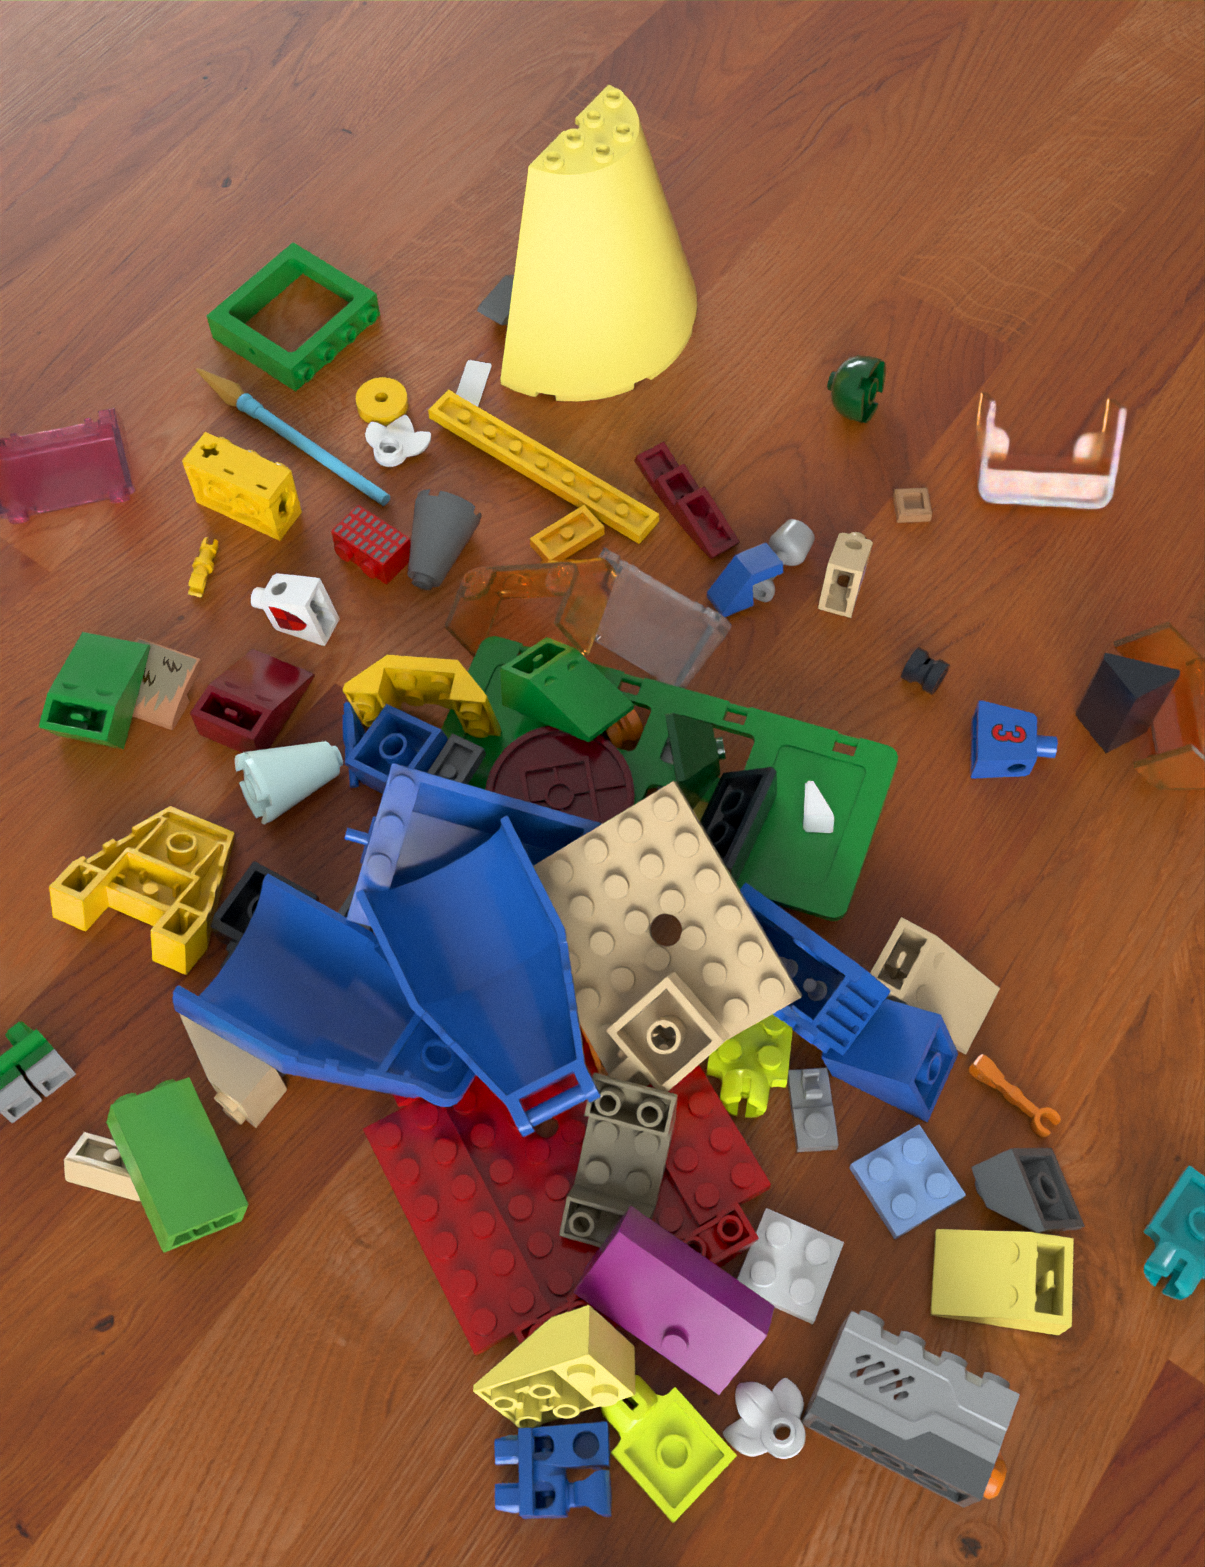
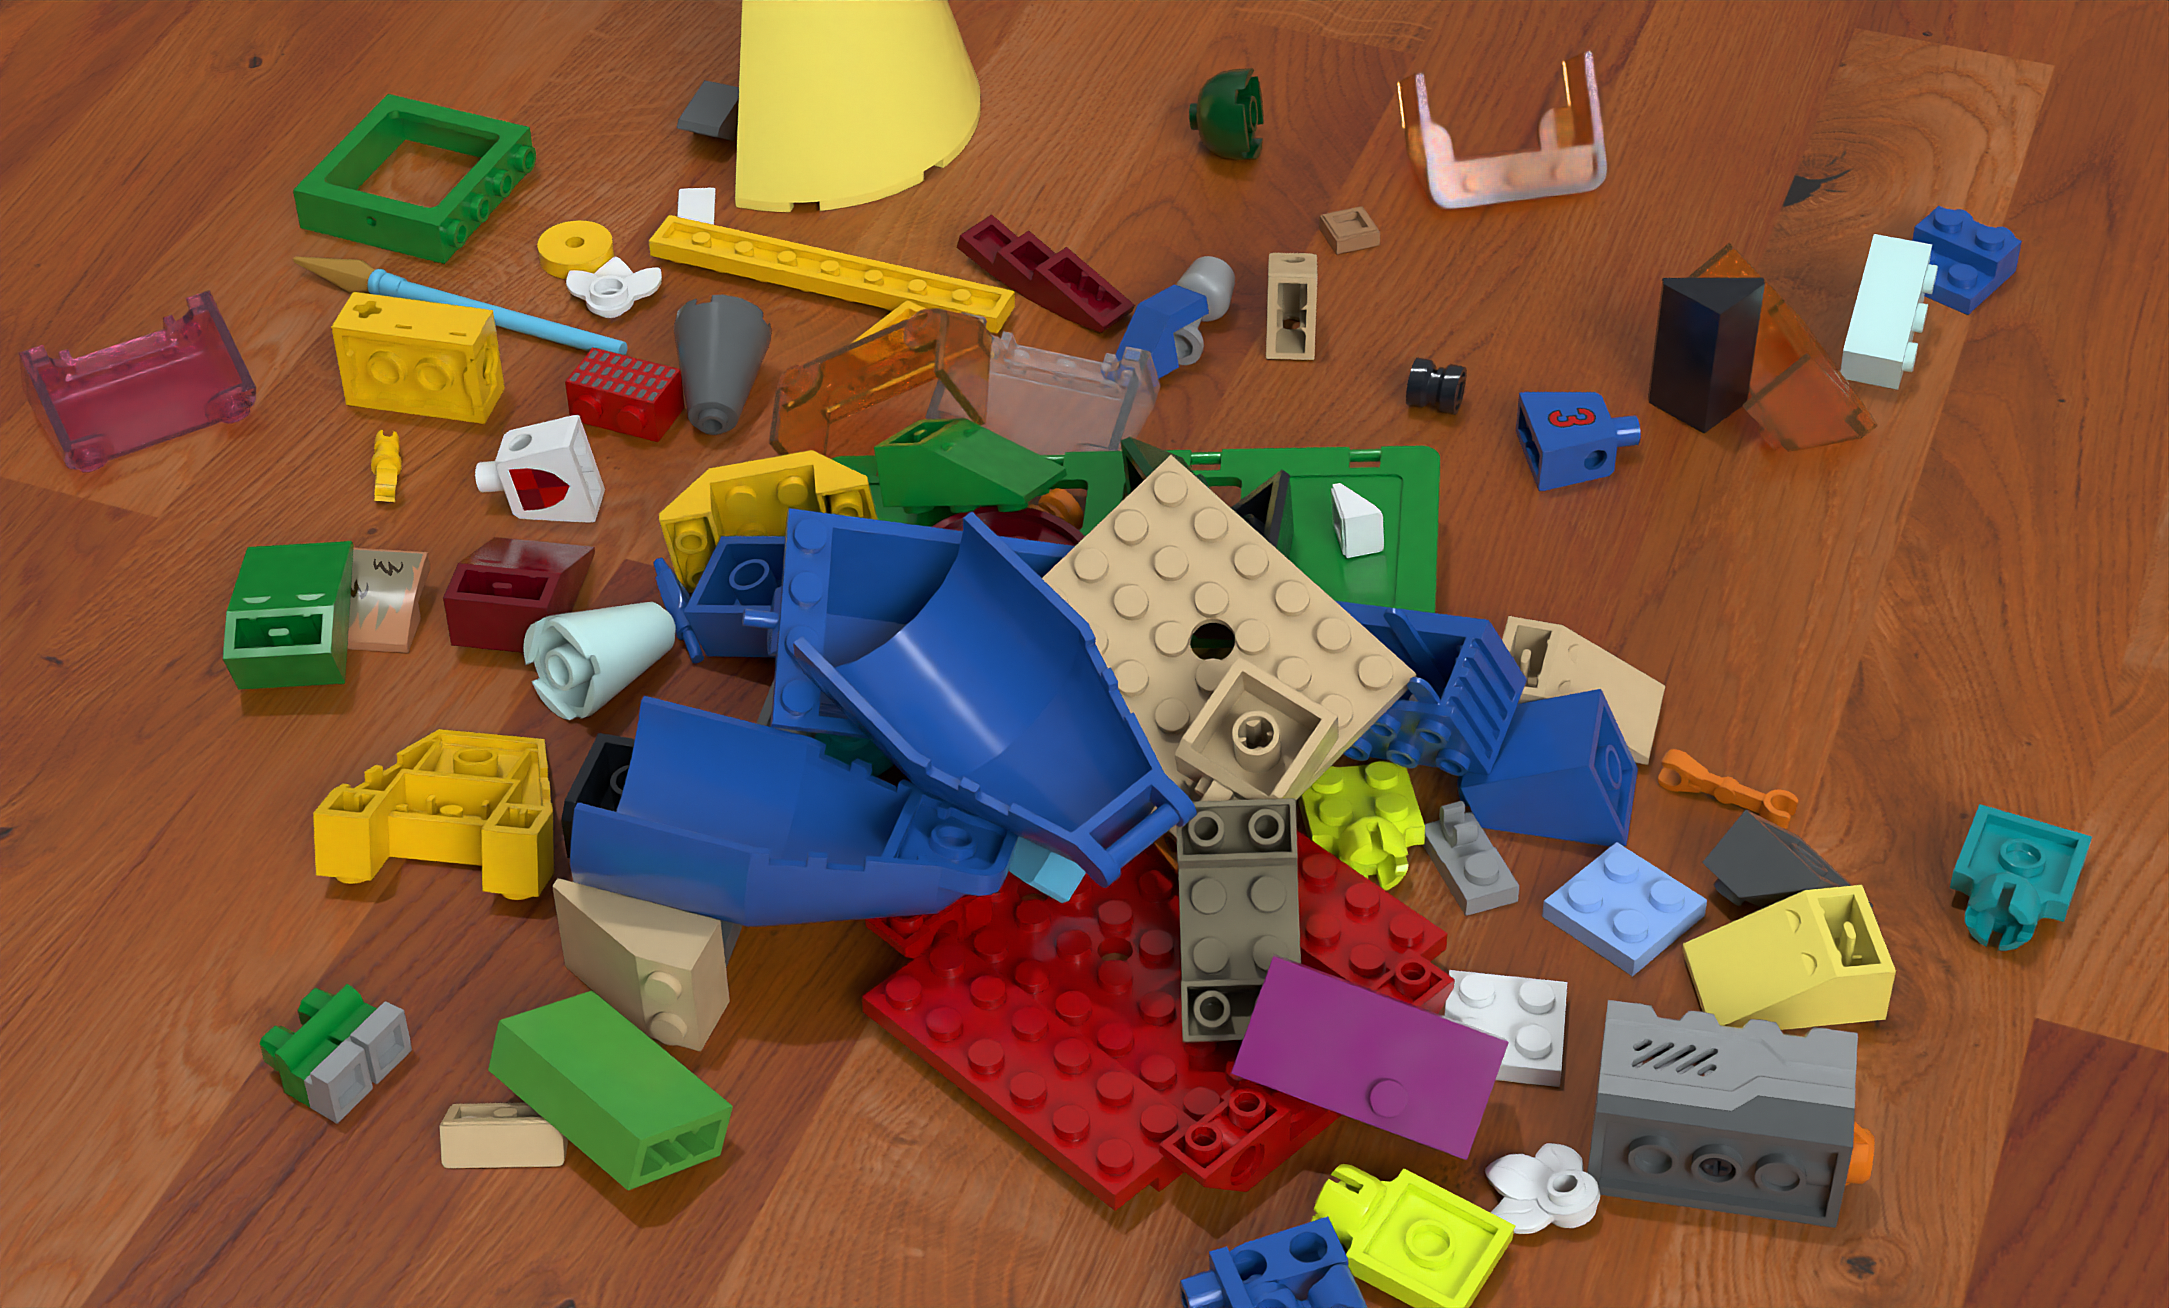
camera: 15 degrees left, 20 degrees down
(562, 1370) = (1242, 1164): light yellow slope -> none

